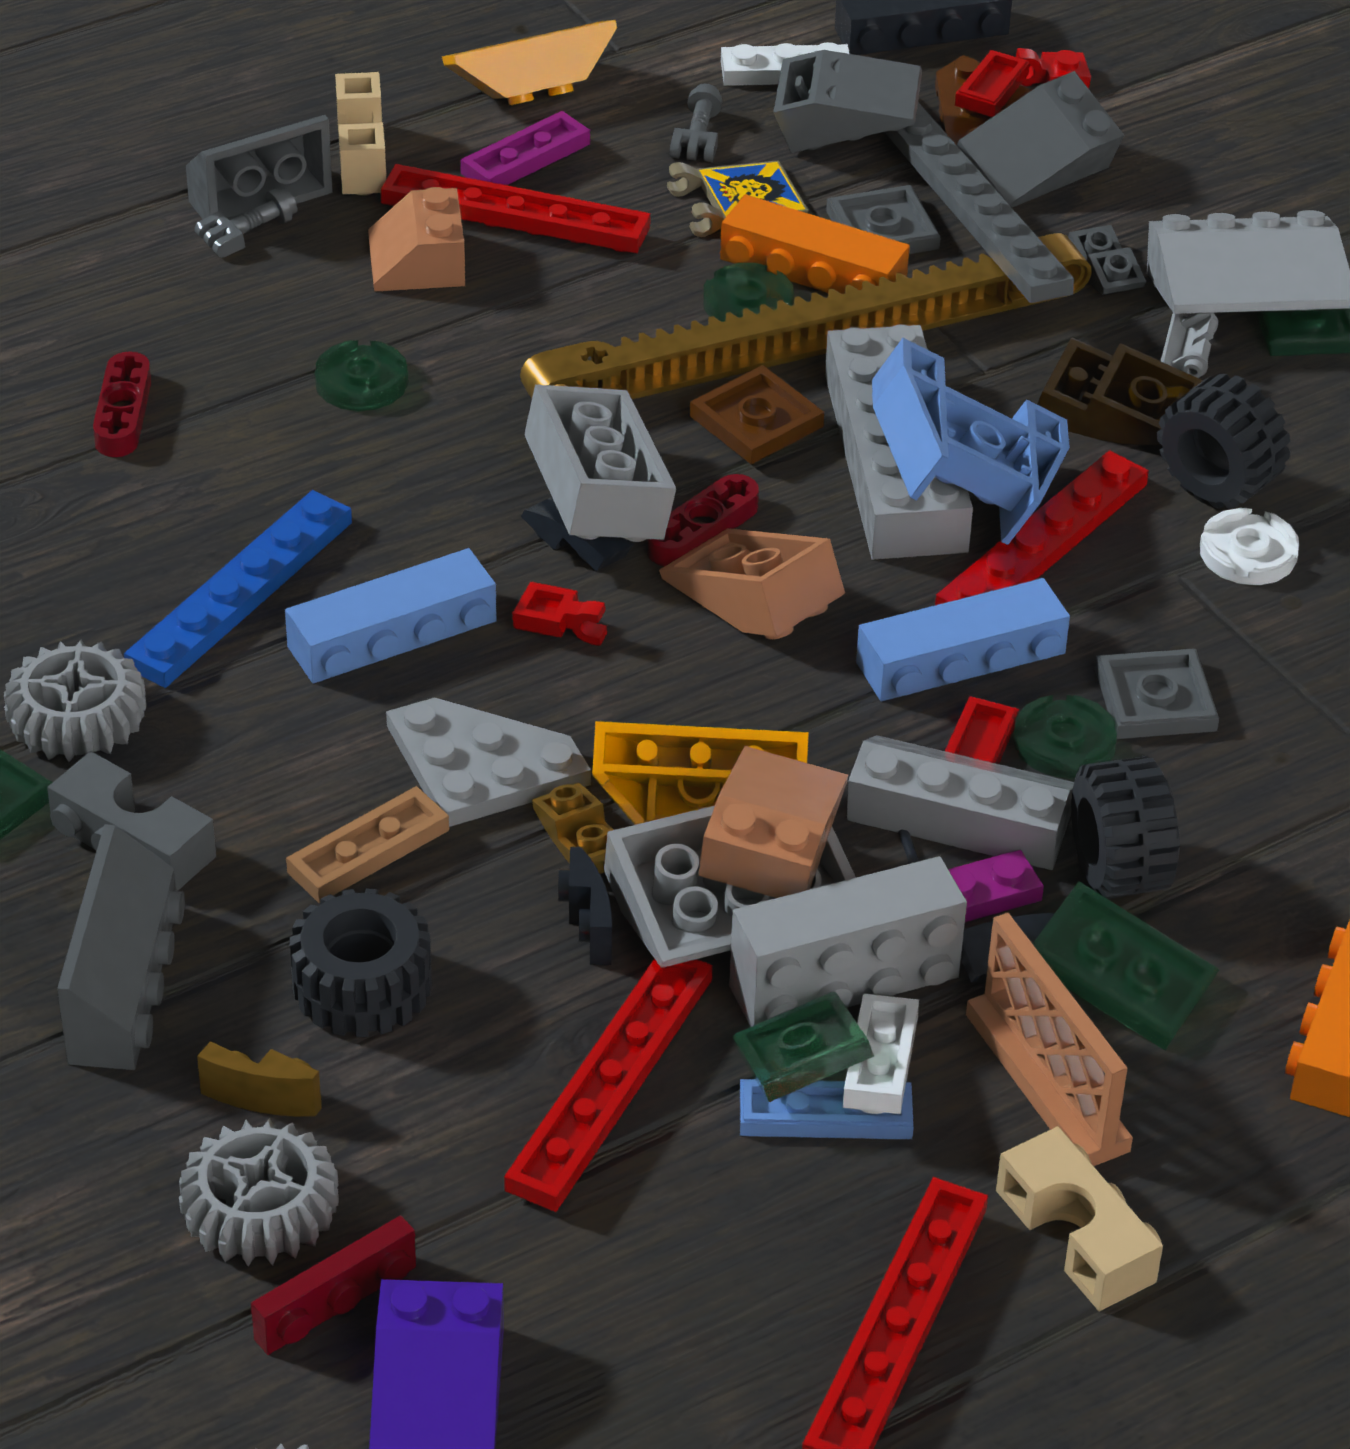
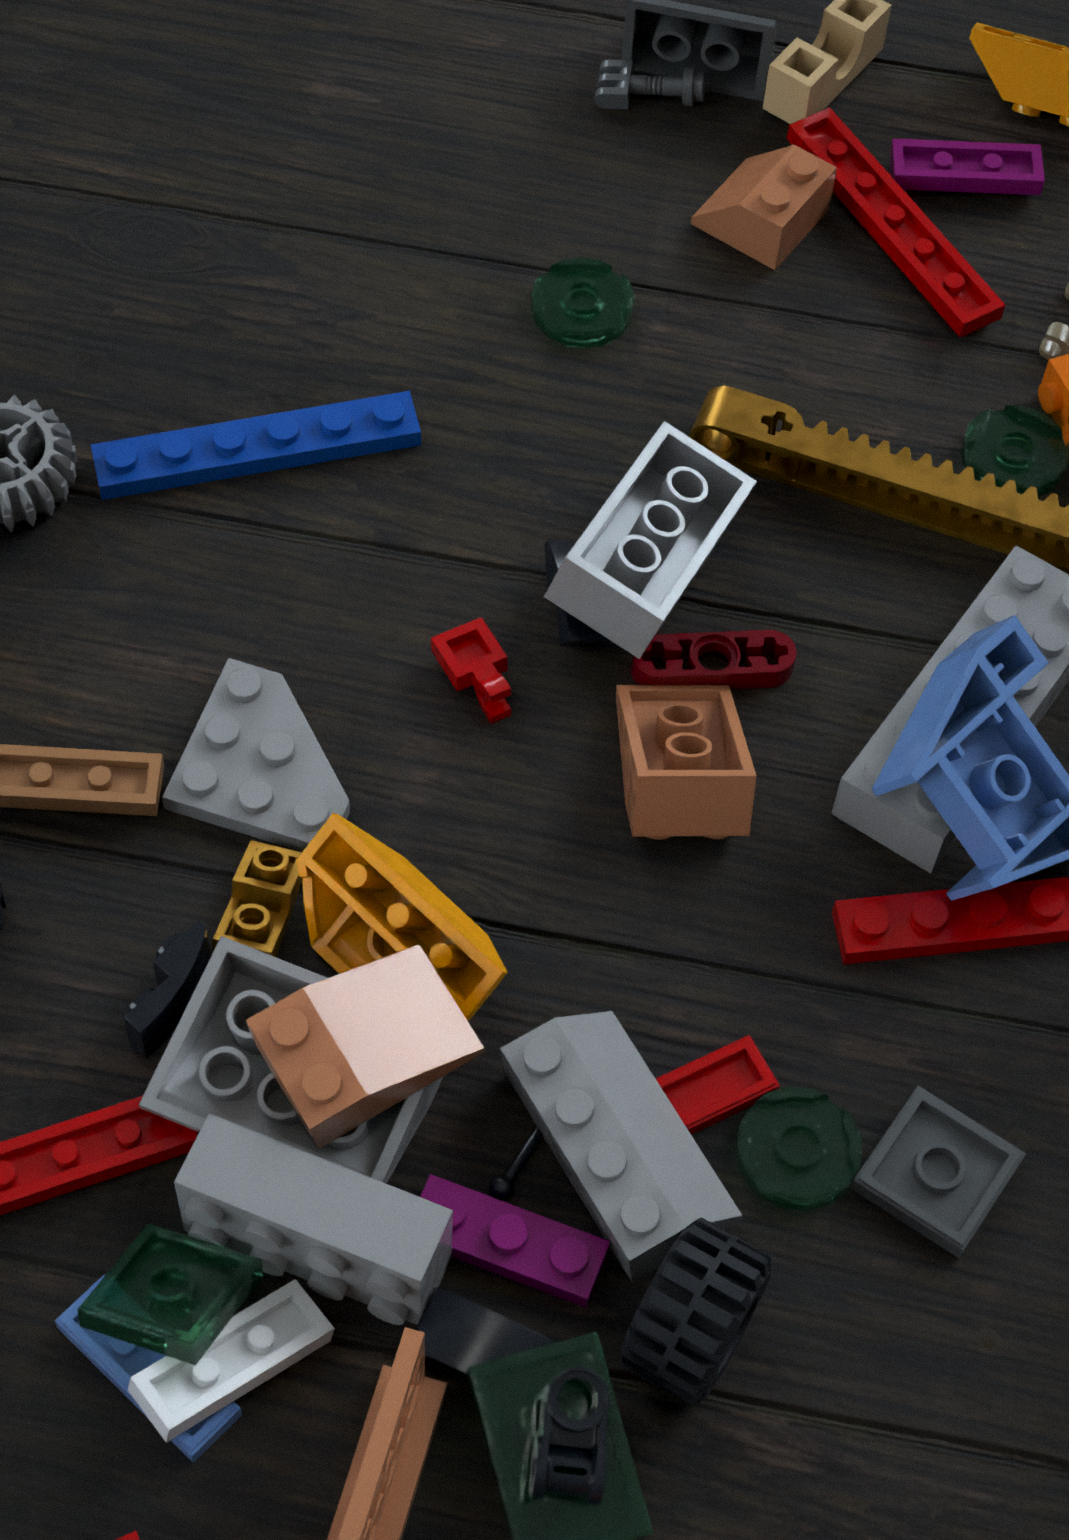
camera: 40 degrees right, 15 degrees up
(129, 416) = (350, 218): dark red beam -> none
(390, 615) = (332, 565): medium blue brick -> none
(757, 414) = (879, 584): reddish brown plate -> none
(962, 639) = (803, 970): medium blue brick -> none
(1130, 931) = (571, 1442): none -> black piece

